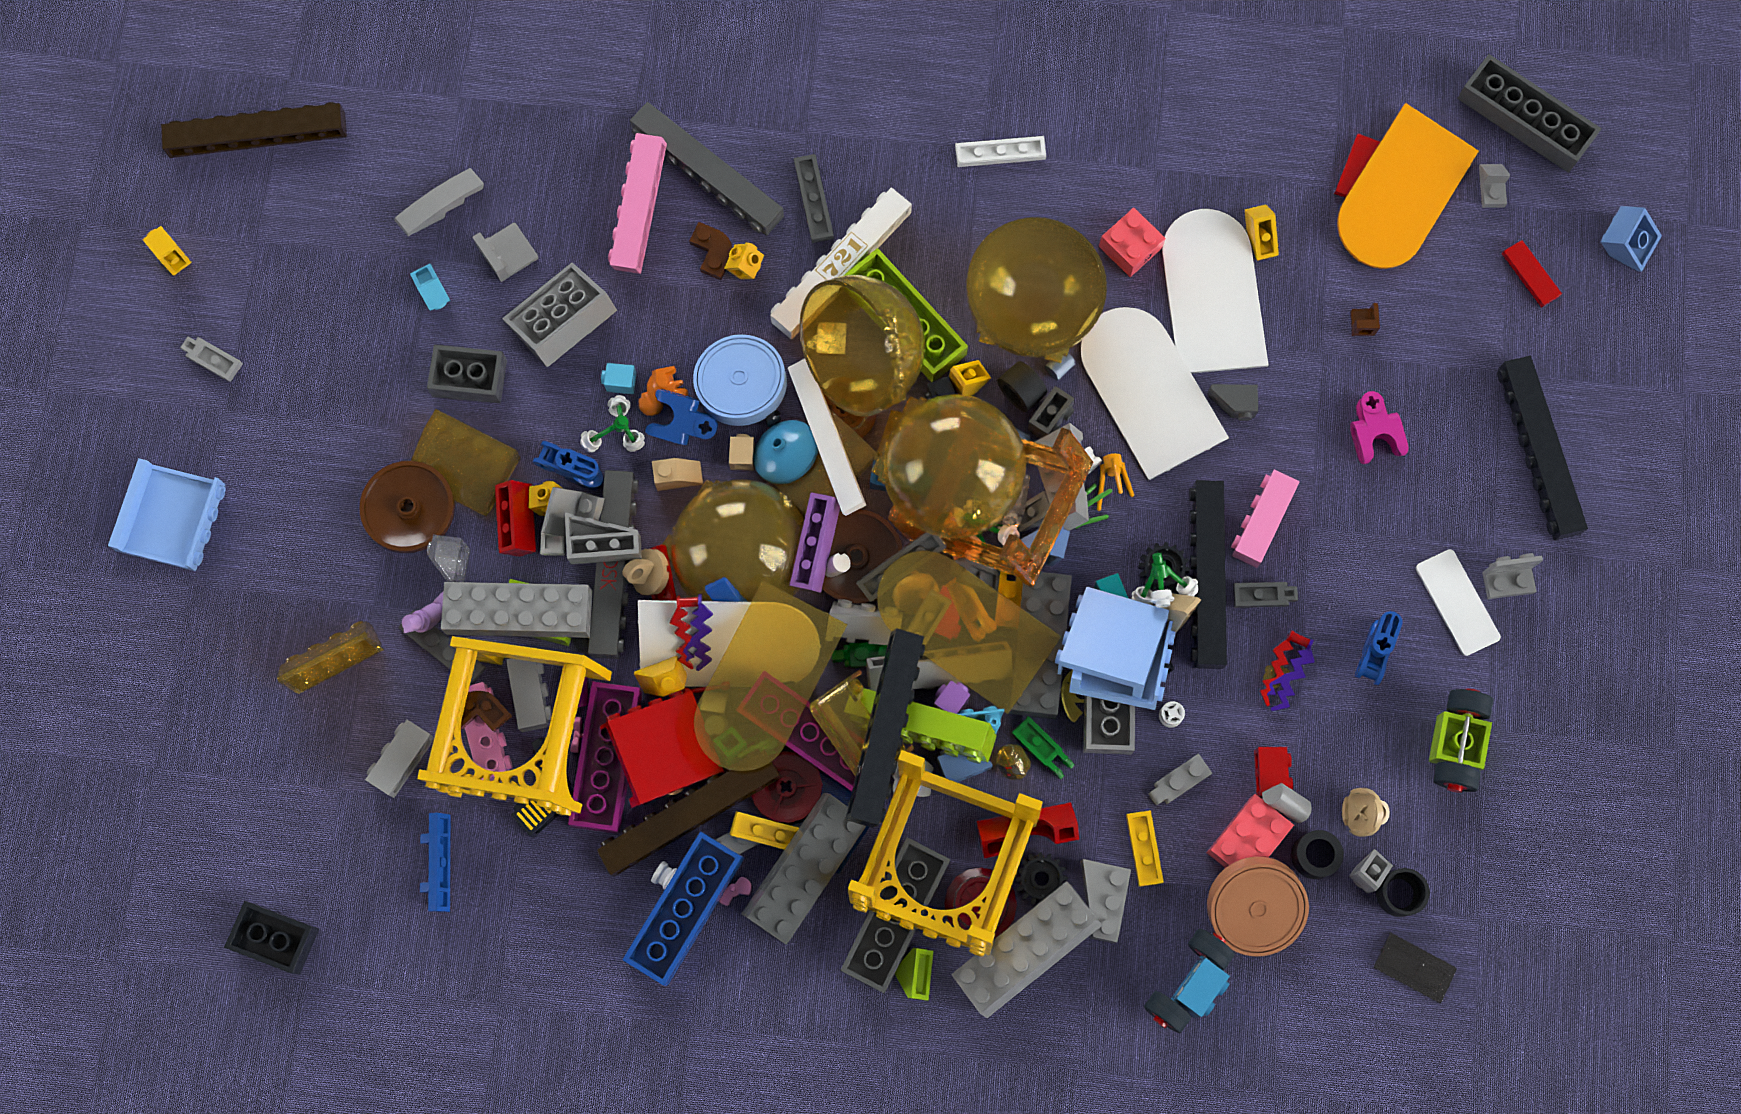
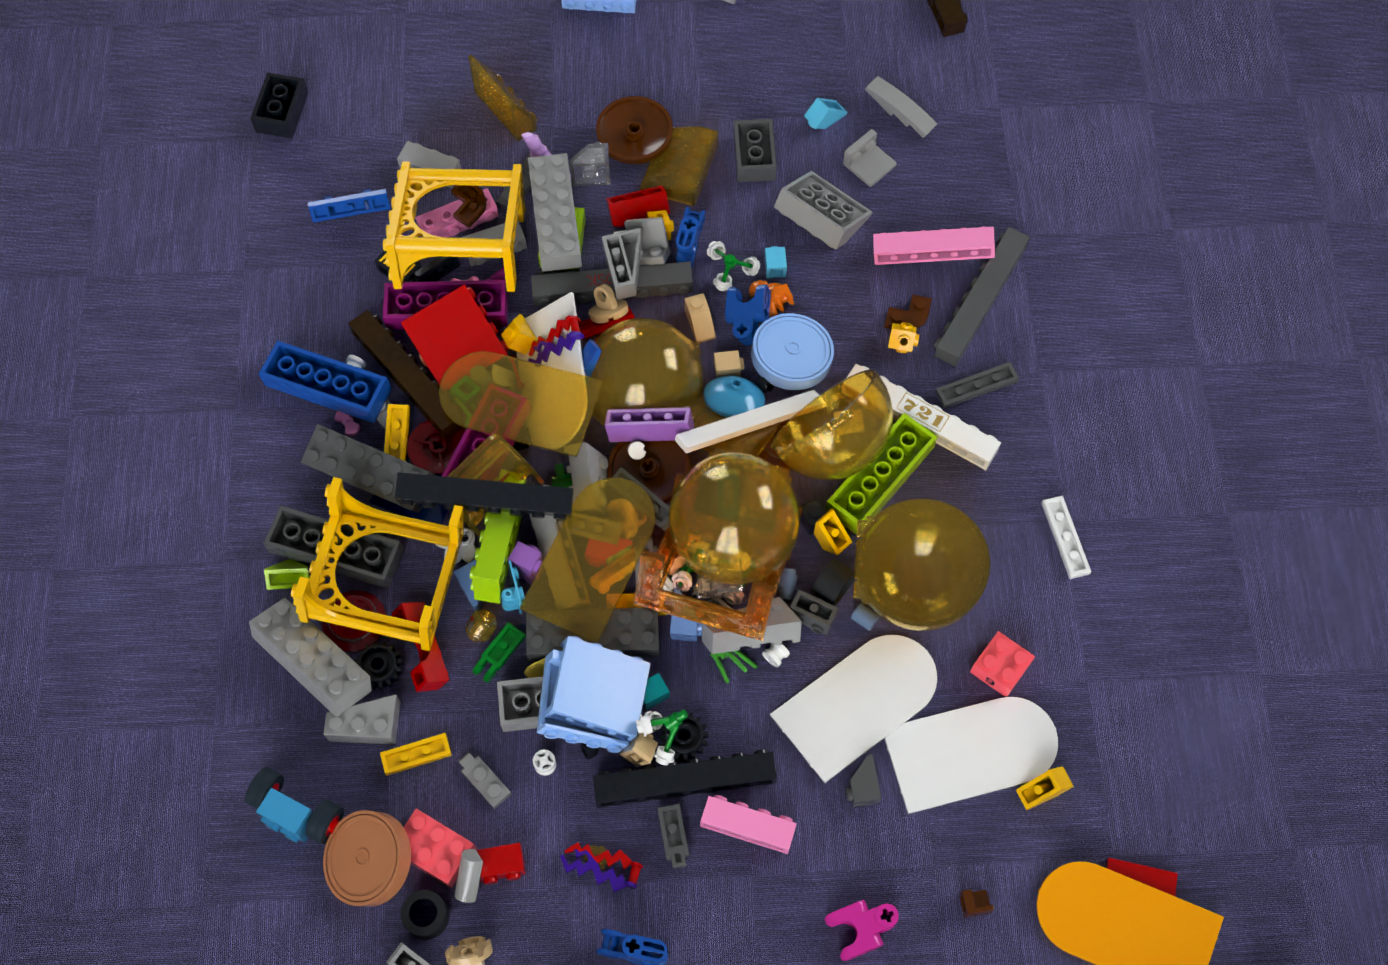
camera: 80 degrees right, 10 degrees down
(1113, 467) = (774, 677): light orange plant -> none

